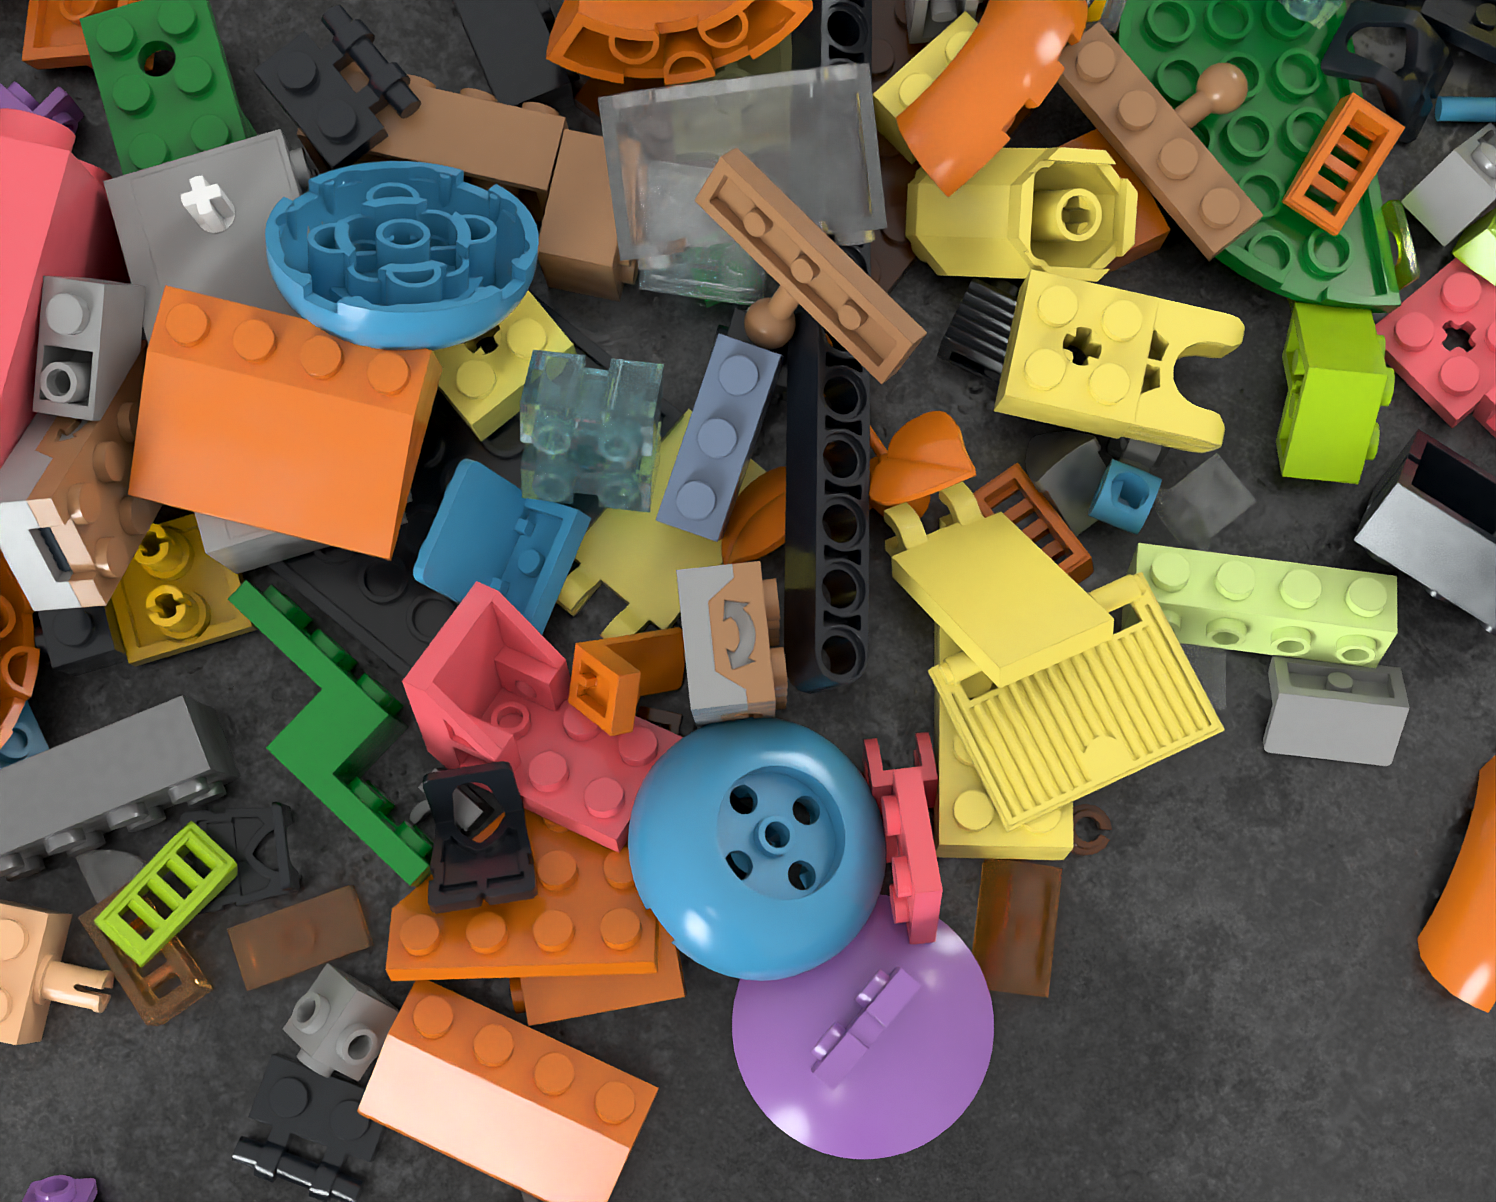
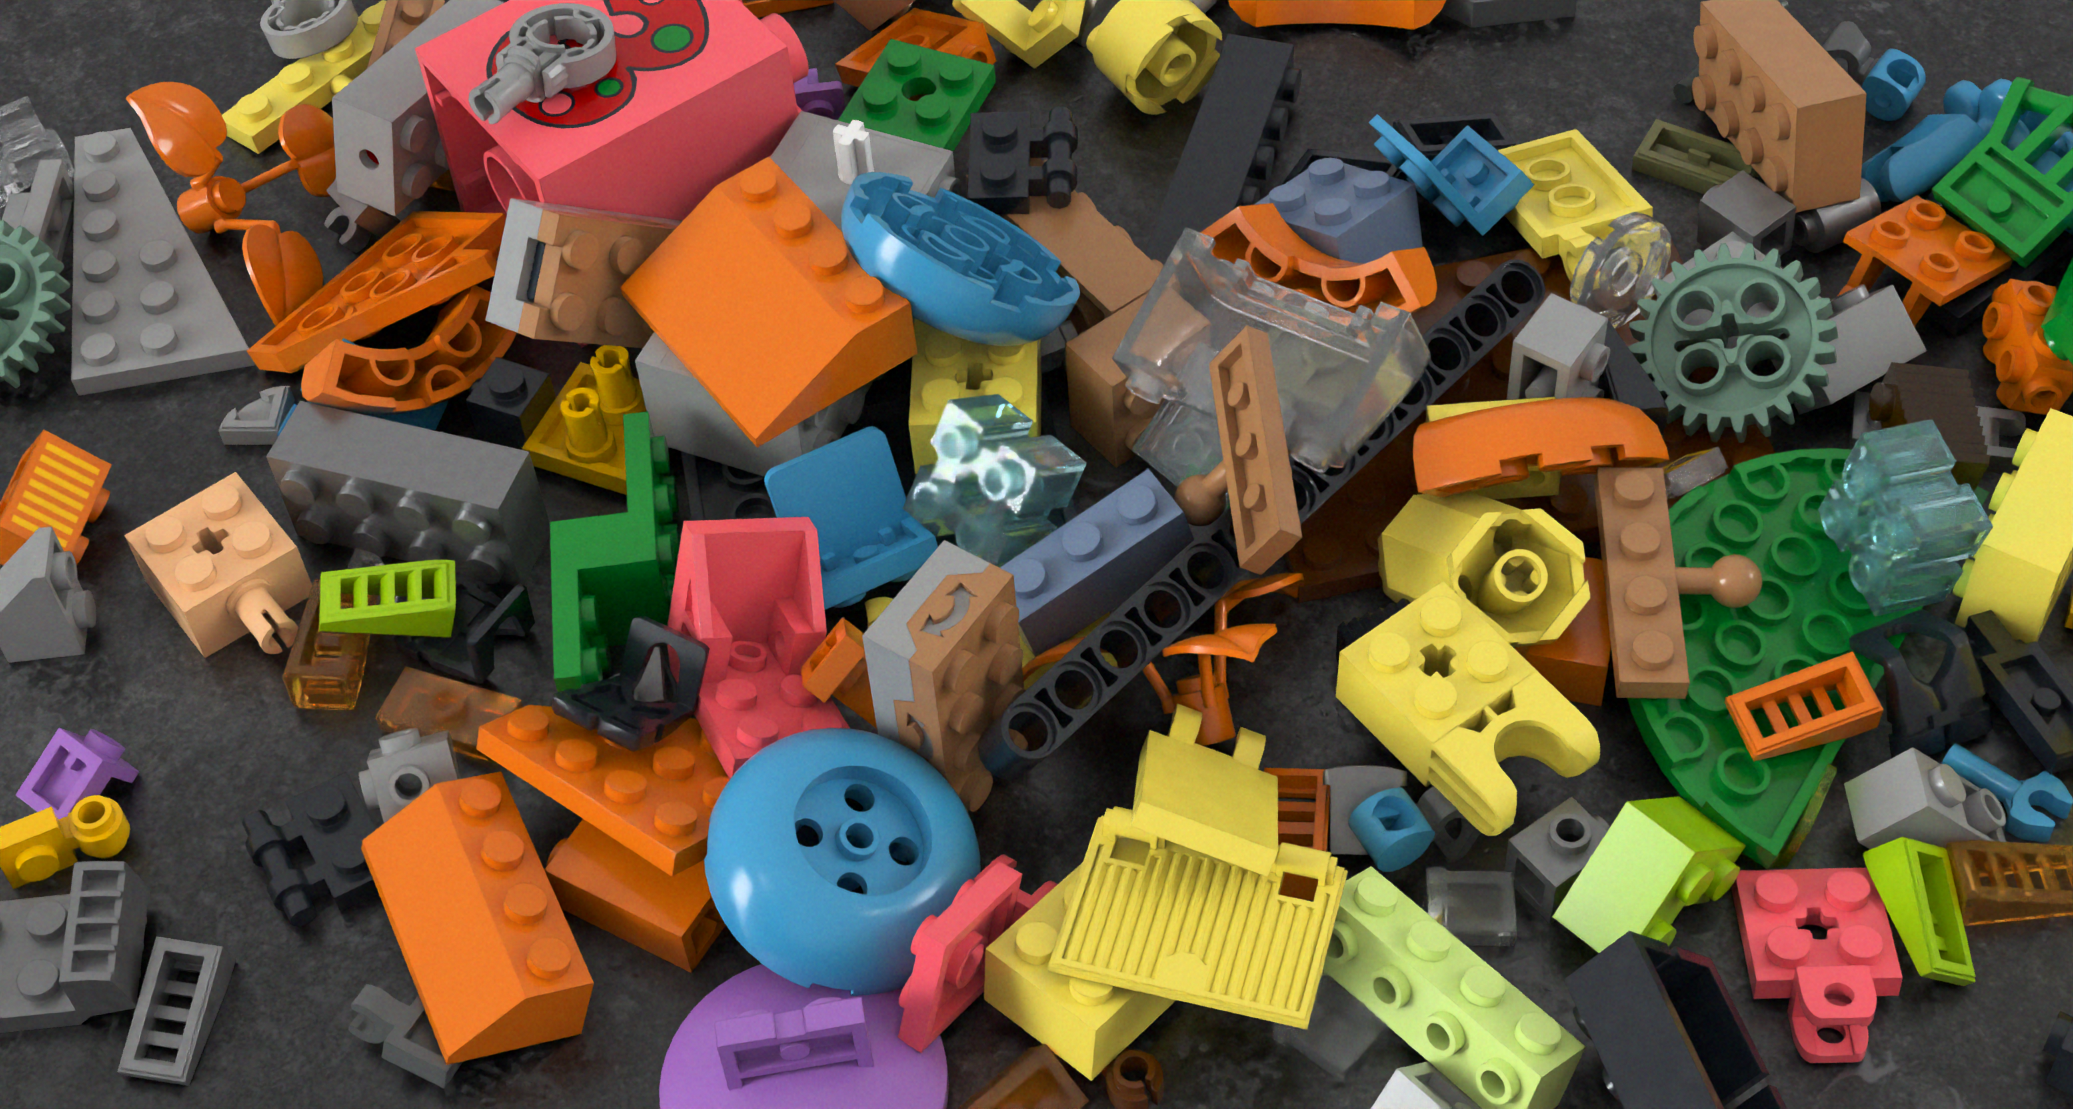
camera: 40 degrees right, 30 degrees down
(85, 344) = (681, 172): light grey slope -> none
(1252, 413) = (1553, 854): none -> flat silver brick

